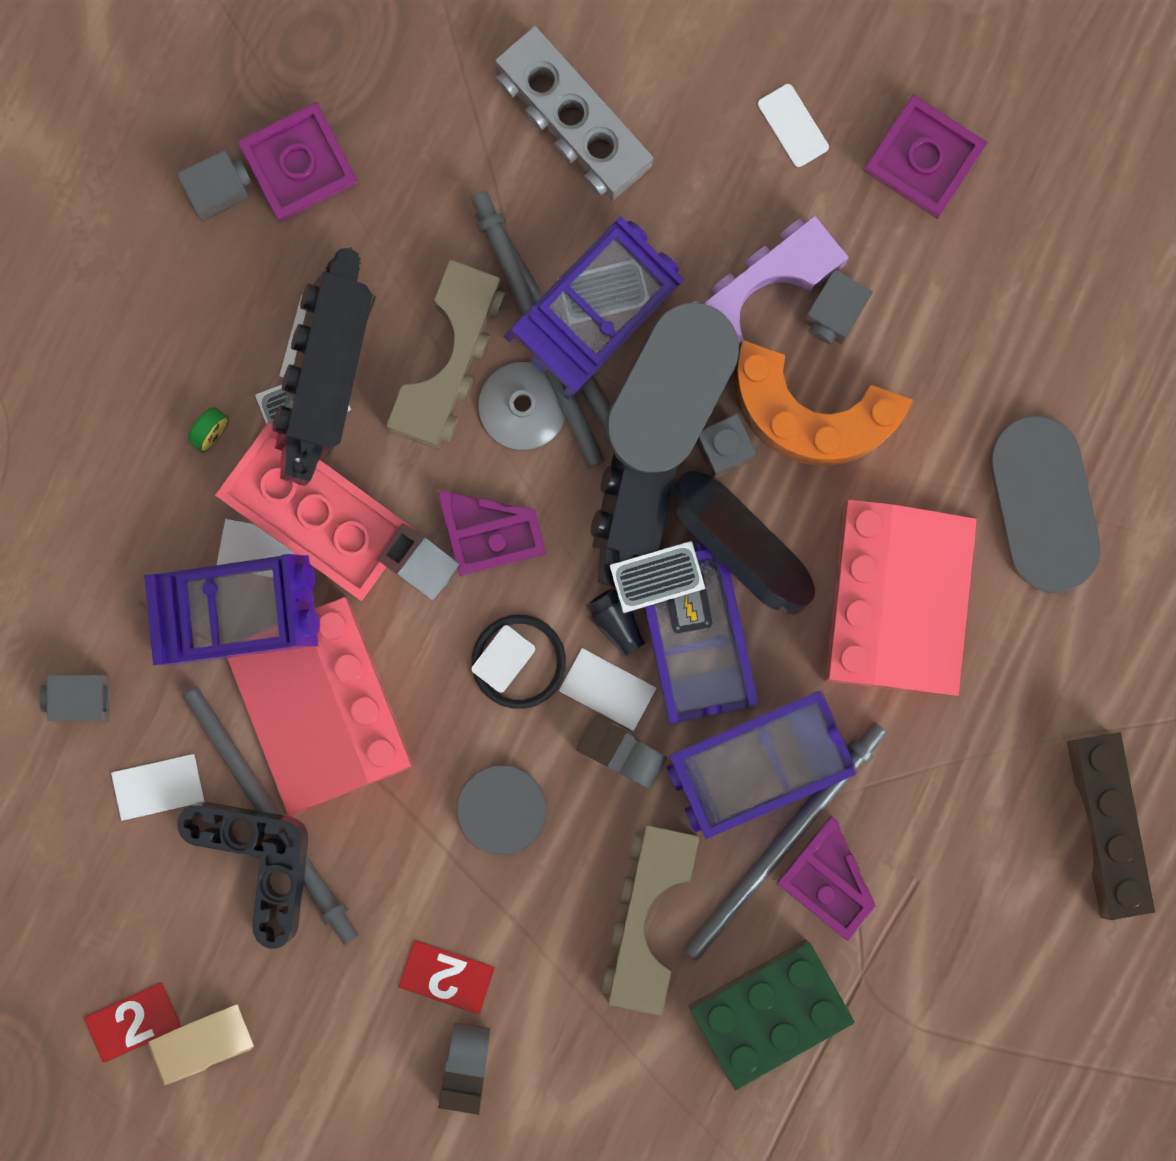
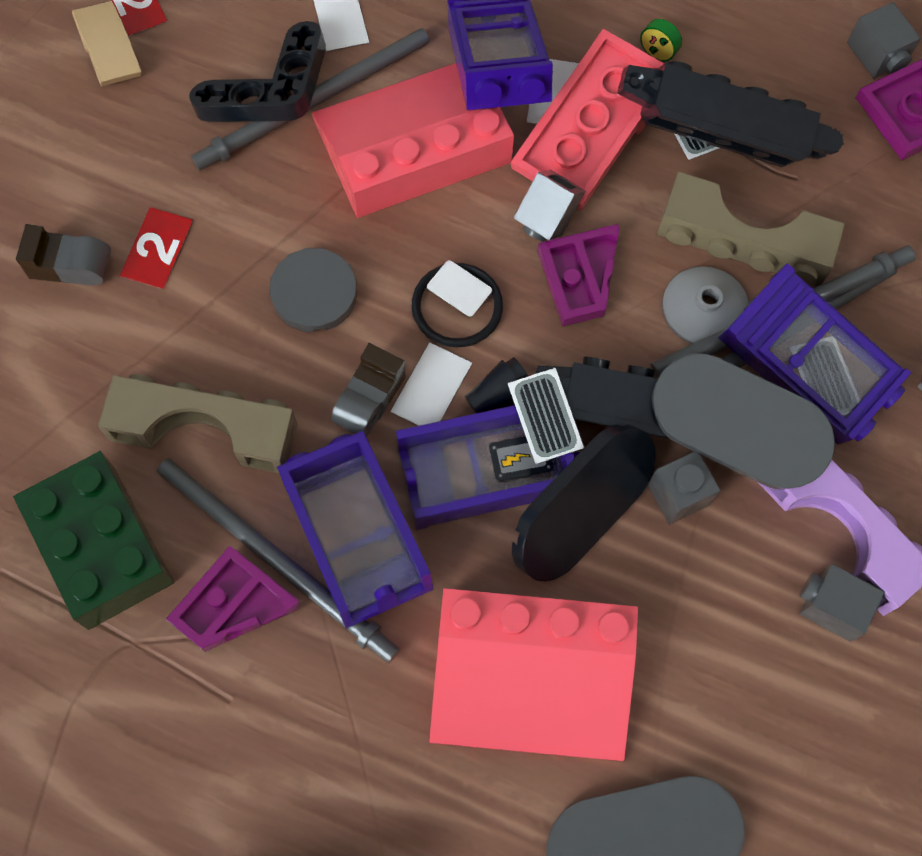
camera: 90 degrees right, 15 degrees down
(806, 434) = (700, 579): orange brick -> none

